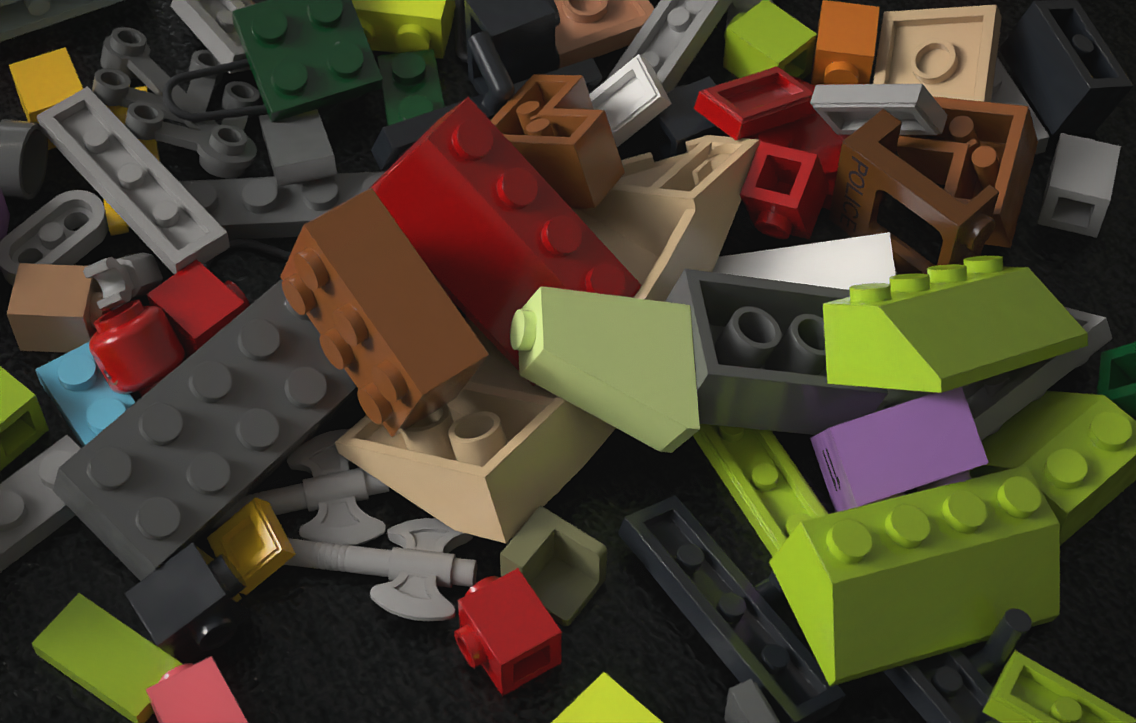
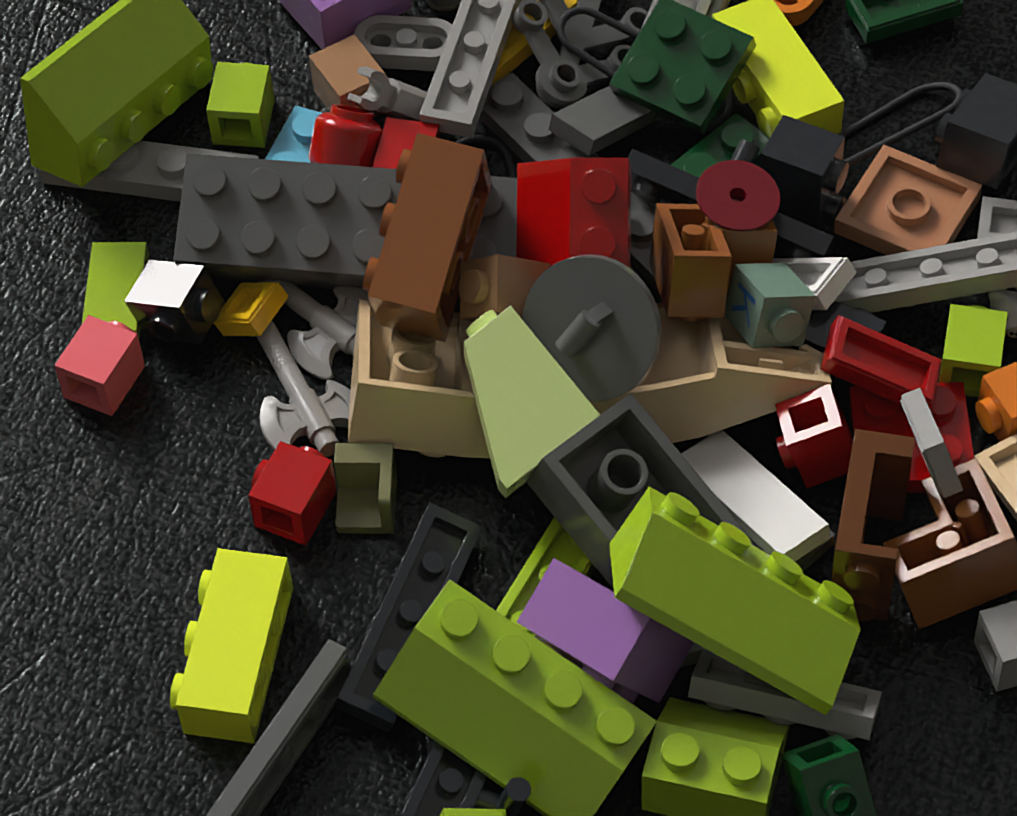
camera: 60 degrees right, 0 degrees up
(487, 294) = (496, 284): none -> medium nougat brick
(525, 76) = (737, 195): none -> dark red piece
(594, 237) = (596, 323): none -> dark grey shield
(648, 131) = (769, 305): none -> sand green brick

